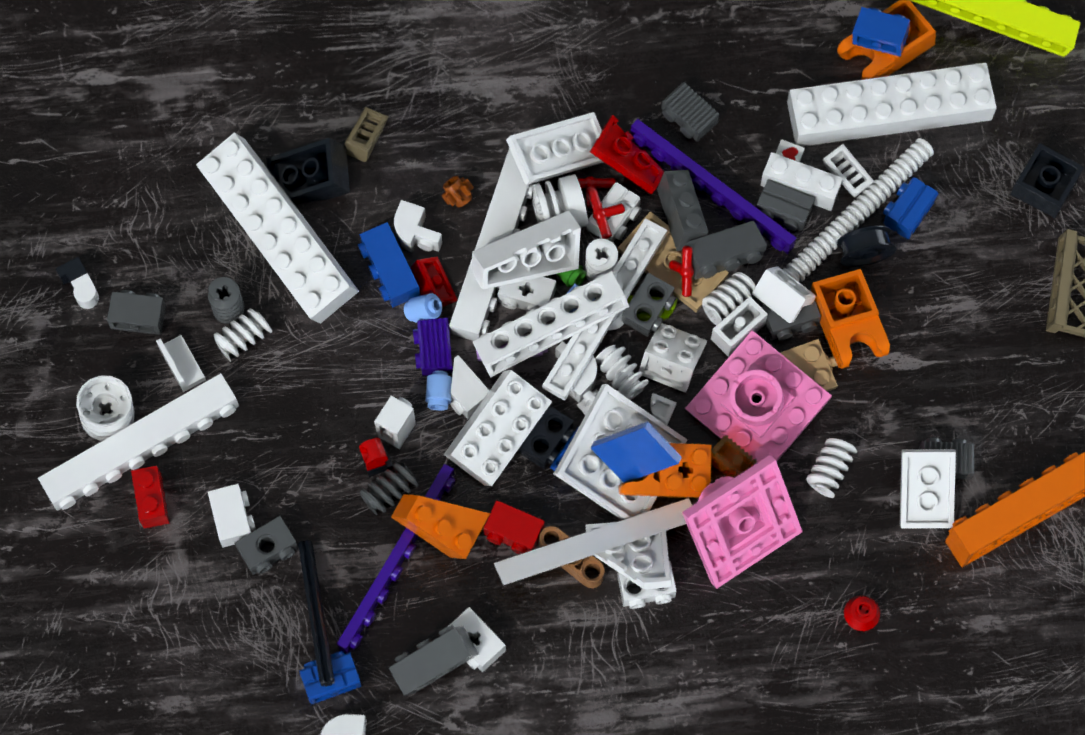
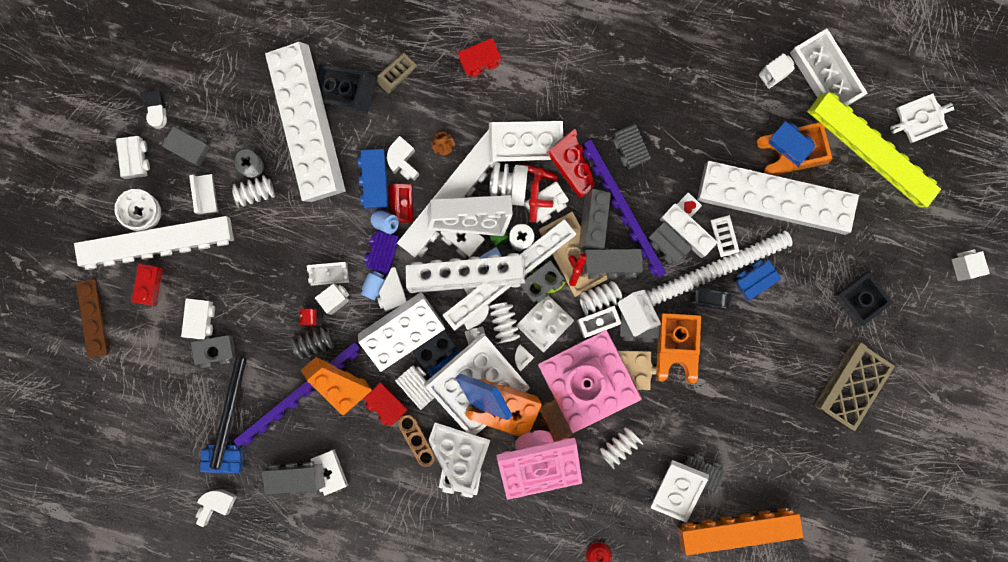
camera: 20 degrees right, 15 degrees up
(72, 351) = (132, 157): none -> white brick
(92, 569) = (92, 318): none -> reddish brown plate
(371, 398) = (328, 273): none -> white hinge
(462, 78) = (479, 58): none -> red brick
(544, 492) = (413, 385): none -> white brick
(592, 542) = (435, 439): white sticker -> none

